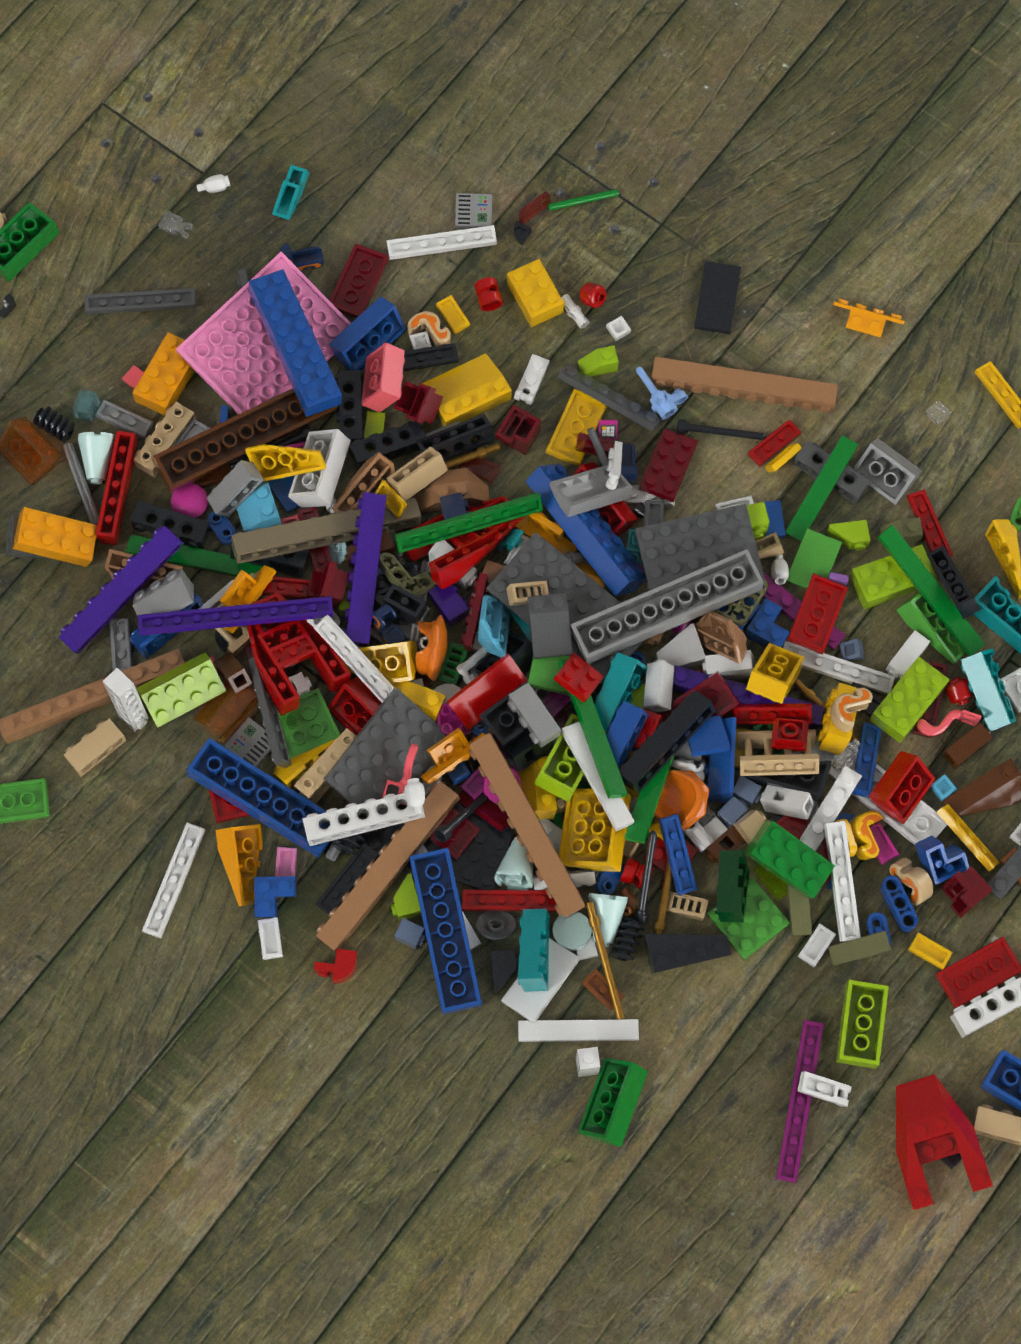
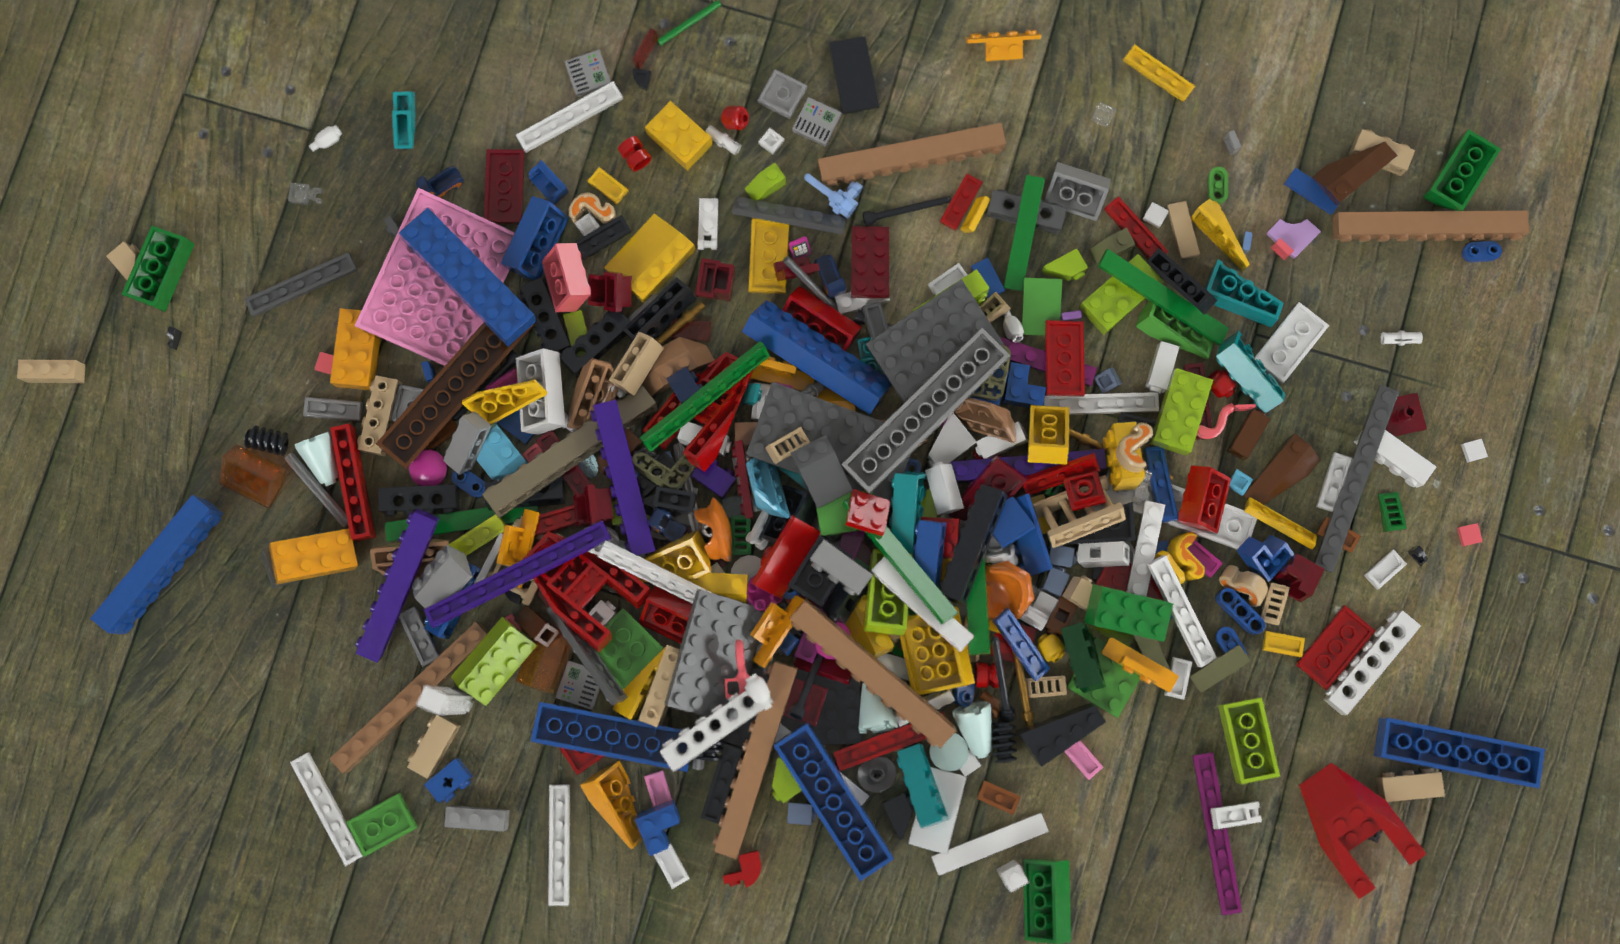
camera: 15 degrees left, 10 degrees up
(86, 405) = (290, 409): clear light blue brick -> none
(86, 782) = (438, 784): none -> blue brick
(108, 826) = (477, 818): none -> light grey brick
(213, 576) = (479, 535): none -> neon yellow tile
(394, 501) = (624, 399): yellow tile -> none
(399, 291) = (547, 182): none -> blue hinge
(455, 634) = (732, 506): none -> clear light blue tile
(588, 491) = (808, 319): light grey slope -> none
(595, 922) = (969, 741): pearl gold bar -> none
(614, 465) = (822, 286): white plate -> none
(644, 291) = (782, 94): none -> light grey tile
(667, 326) = (816, 122): none -> light grey tile
(697, 985) = (1083, 759): none -> bright pink tile
(705, 871) = (1051, 647): none -> yellow head
(785, 917) = (1139, 664): none -> light orange bracket
(944, 896) = (1282, 601): none -> tan slope
(953, 519) = (1155, 215): none -> white tile
(974, 541) = (1183, 230): none -> tan tile

